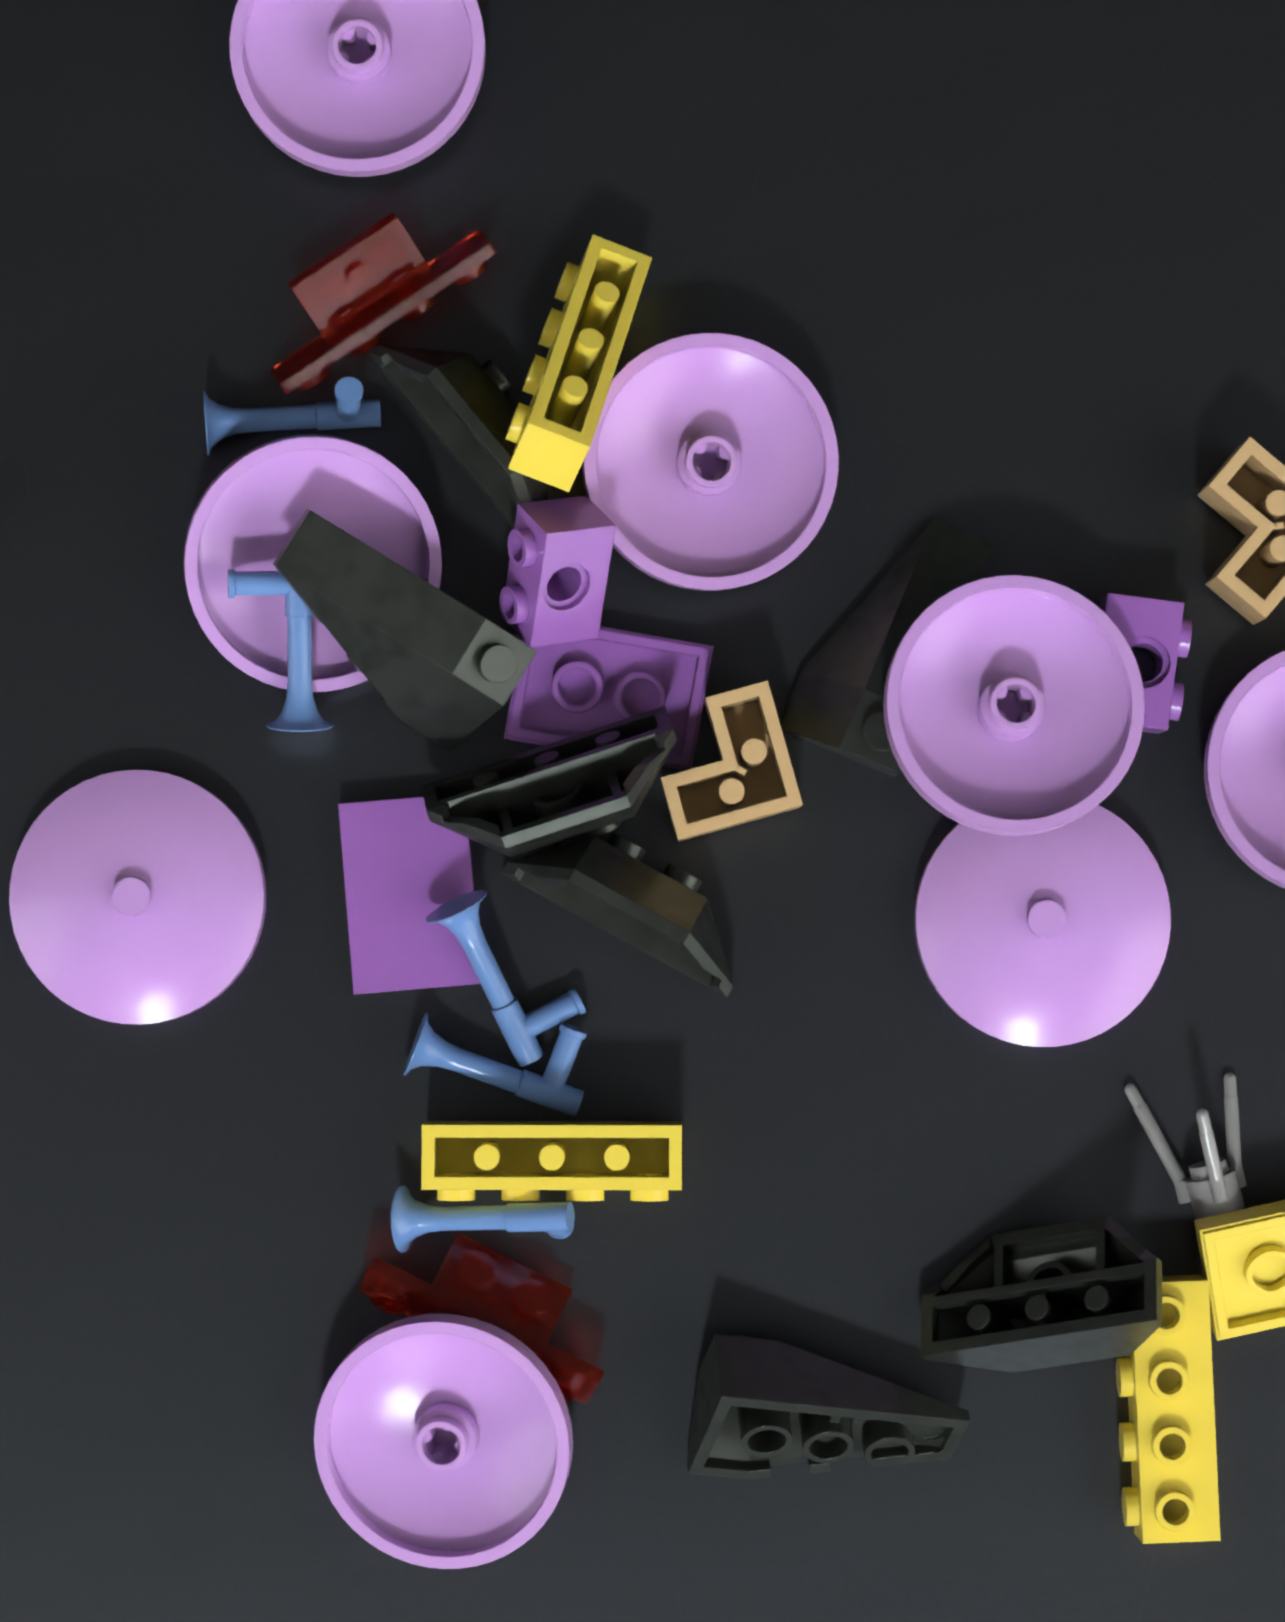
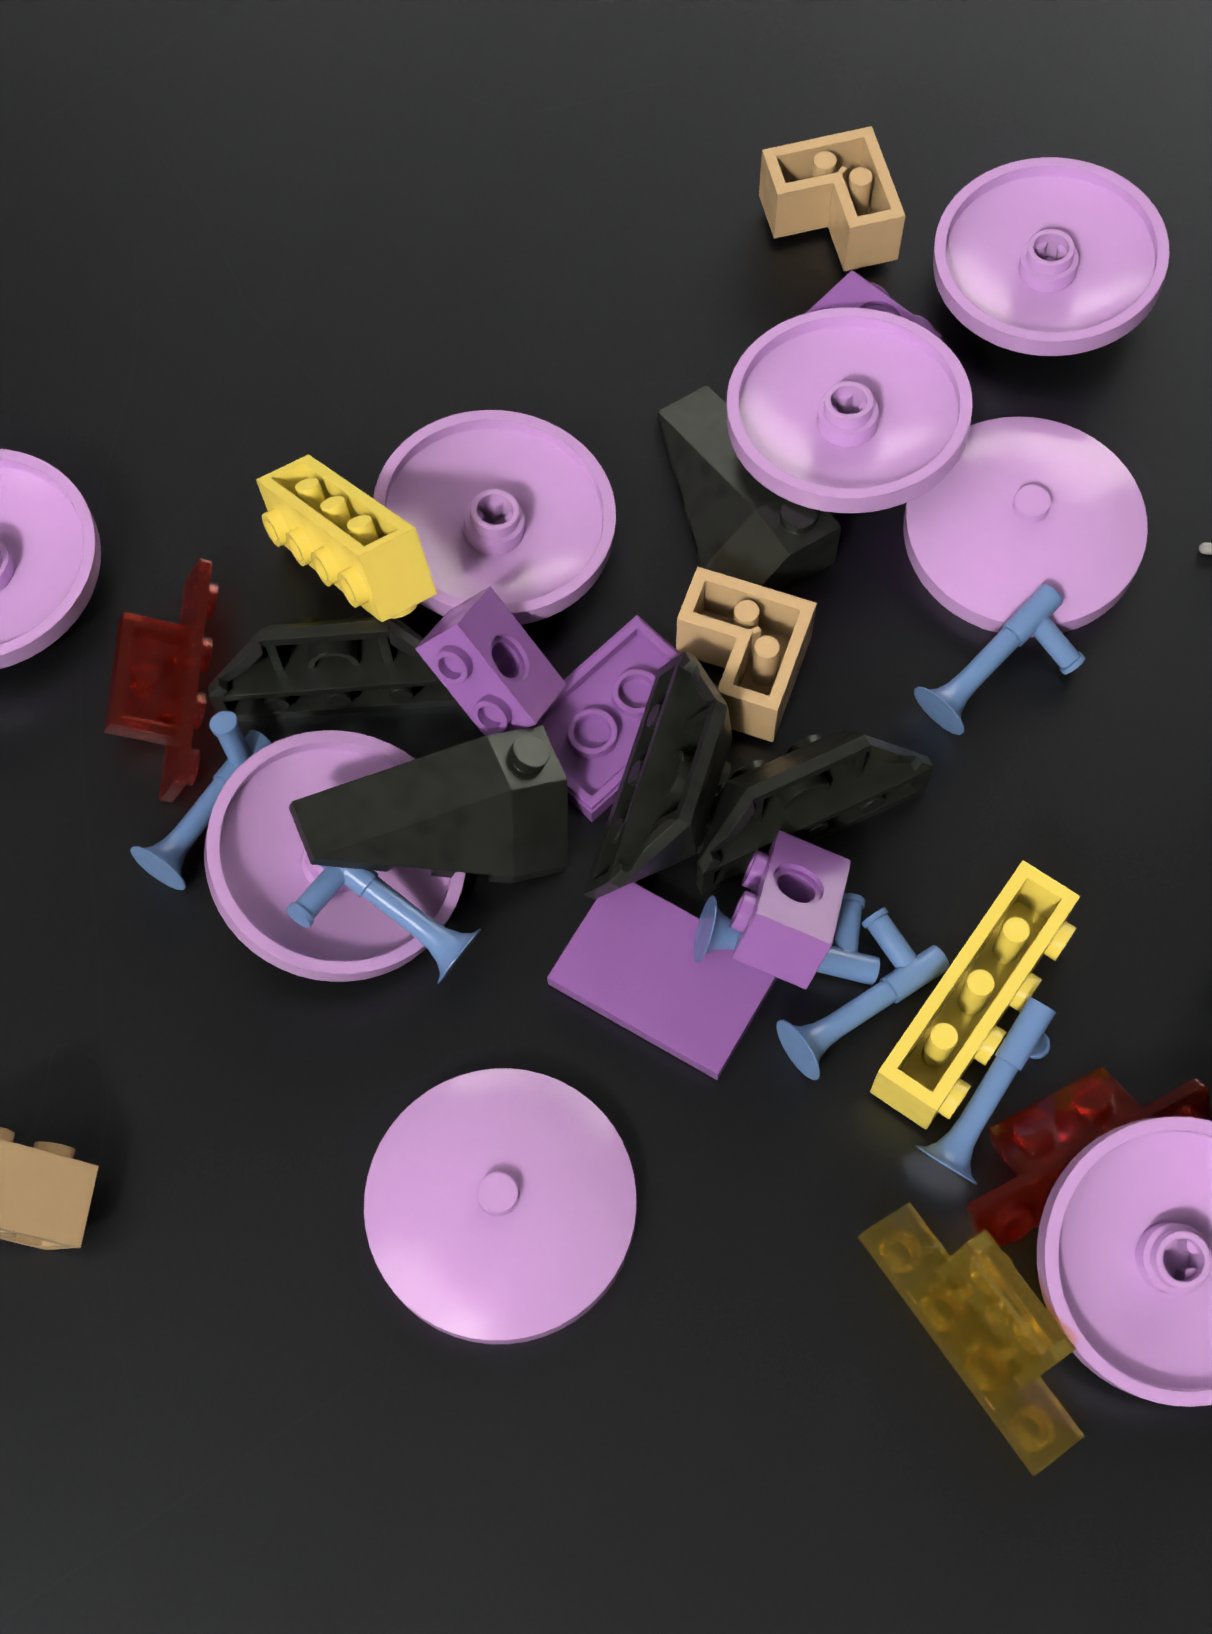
camera: 55 degrees left, 20 degrees down
(292, 1325) = (984, 1326): none -> clear yellow bracket
(549, 965) = (791, 908): none -> medium lavender brick
(933, 987) = (1032, 618): none -> medium blue piece

